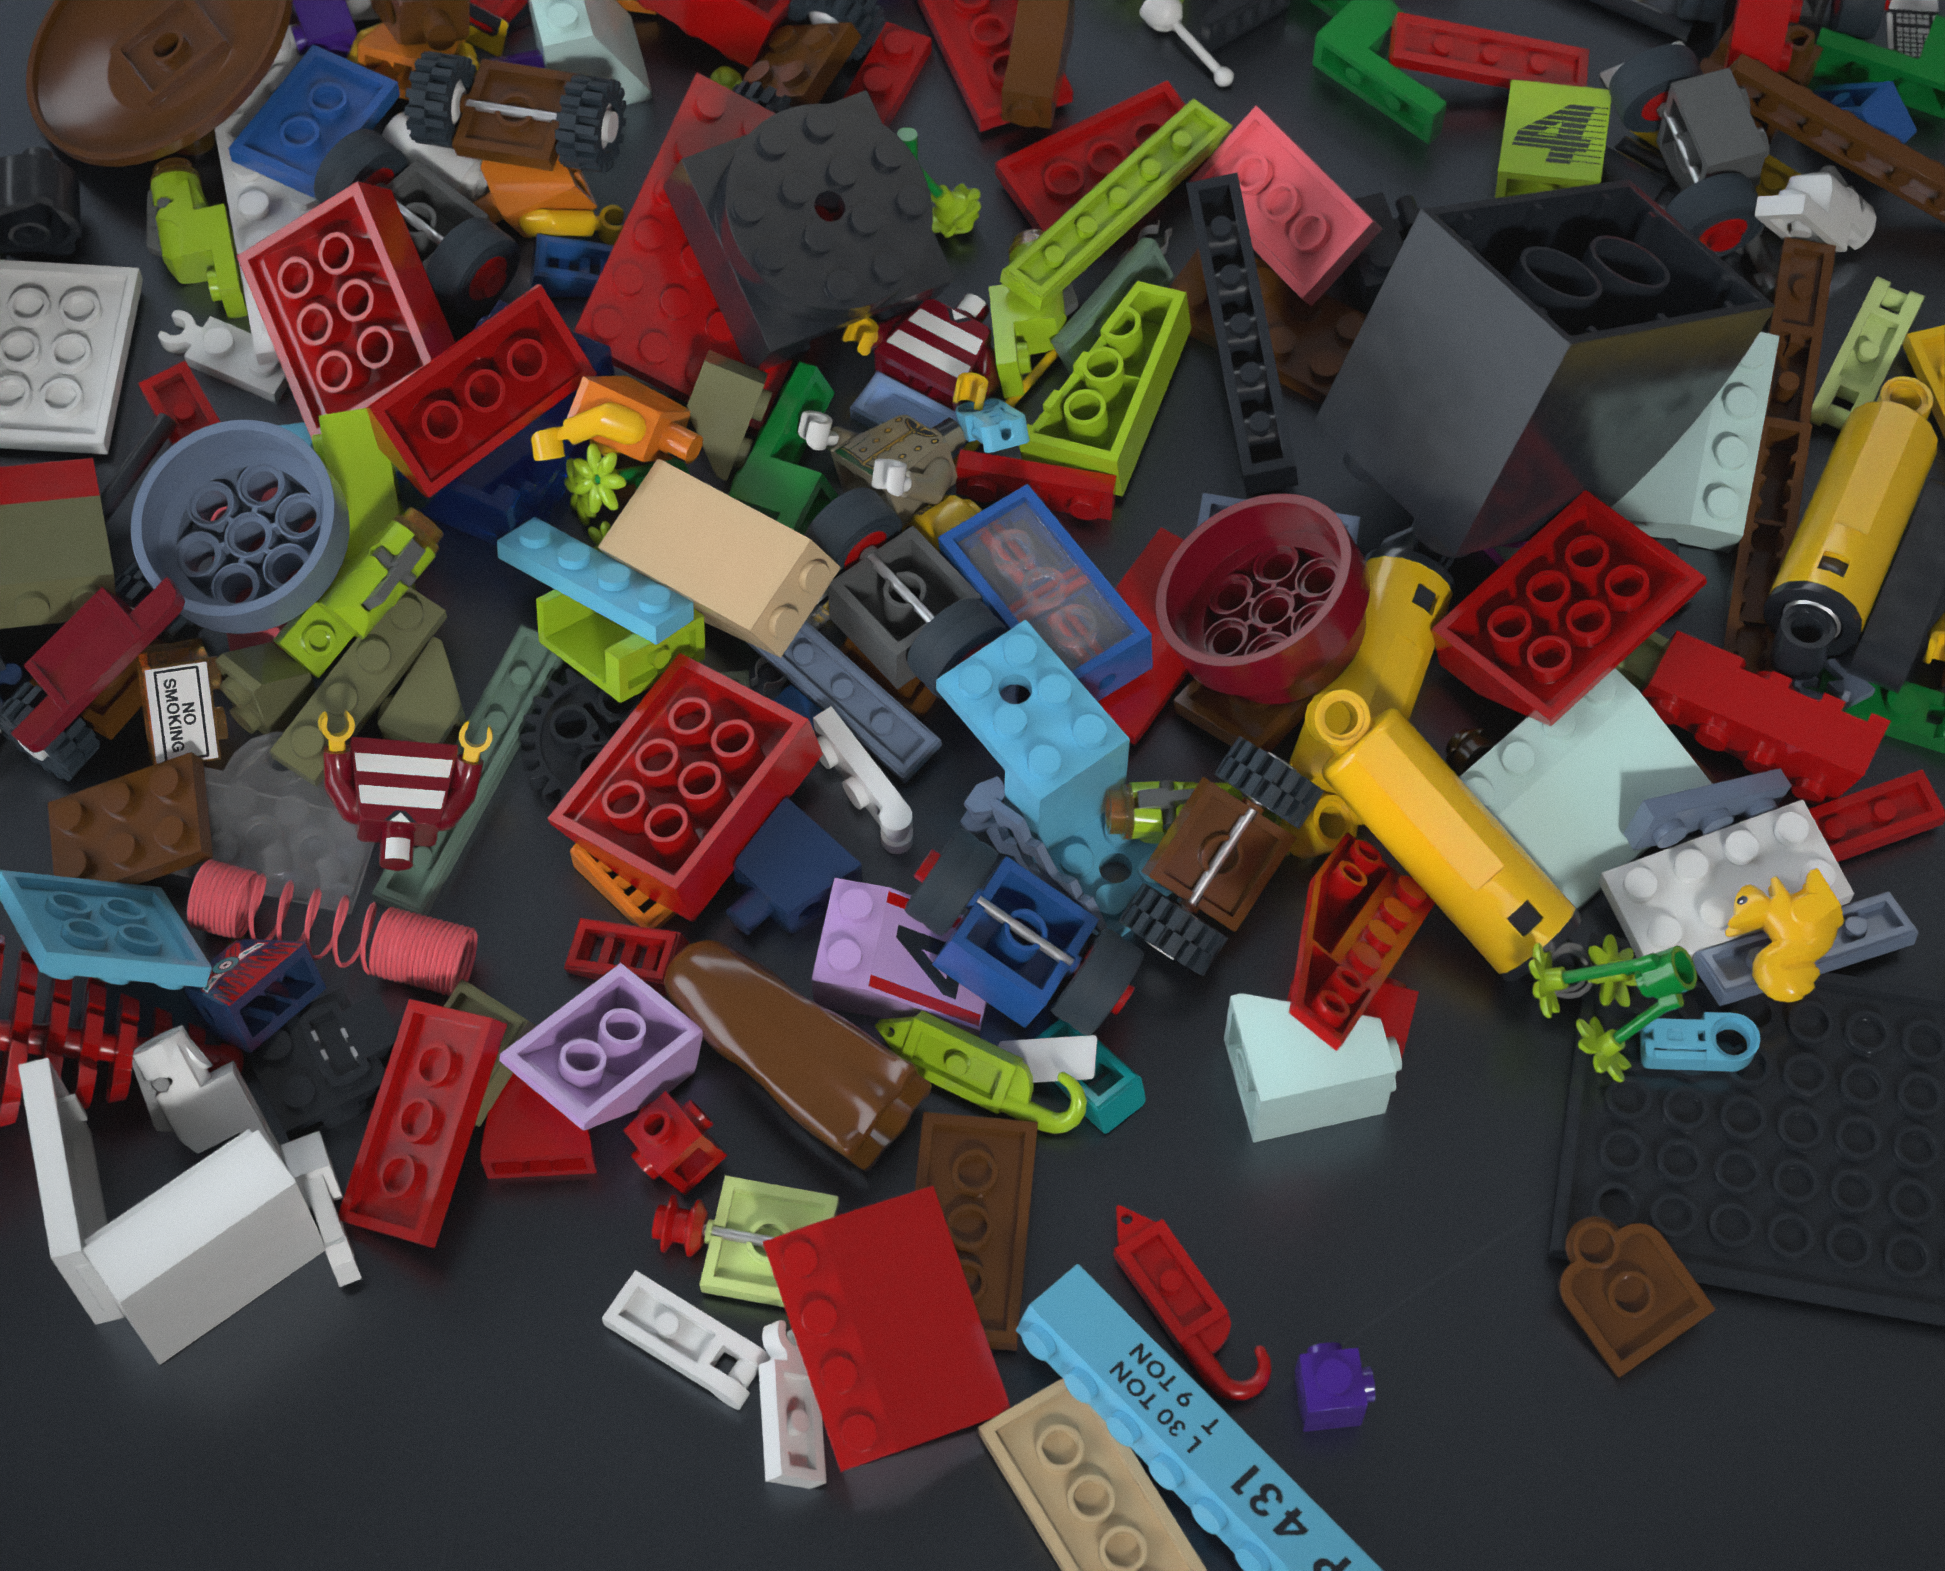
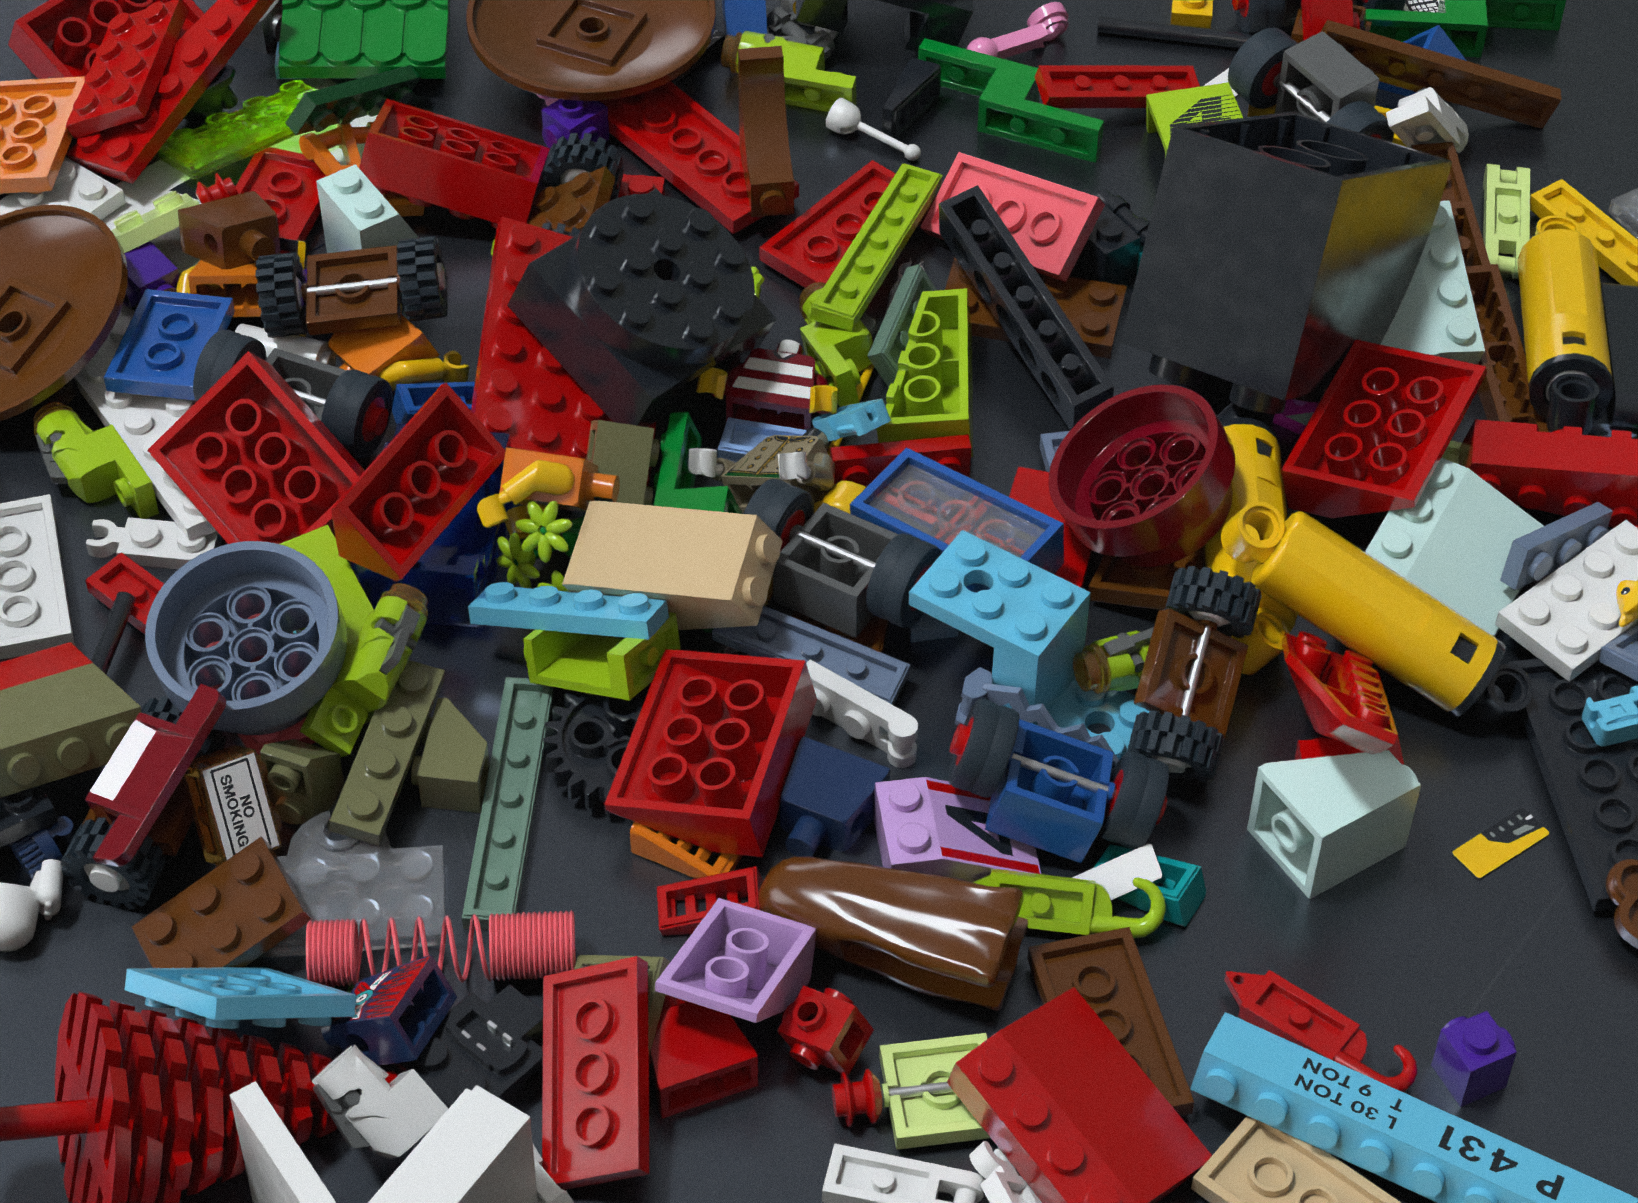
camera: 20 degrees left, 15 degrees down
(399, 788) = (461, 817): dark red torso -> none
(1489, 1141) = (1500, 843): none -> yellow sticker
(1656, 975) = (1594, 652): plant -> none

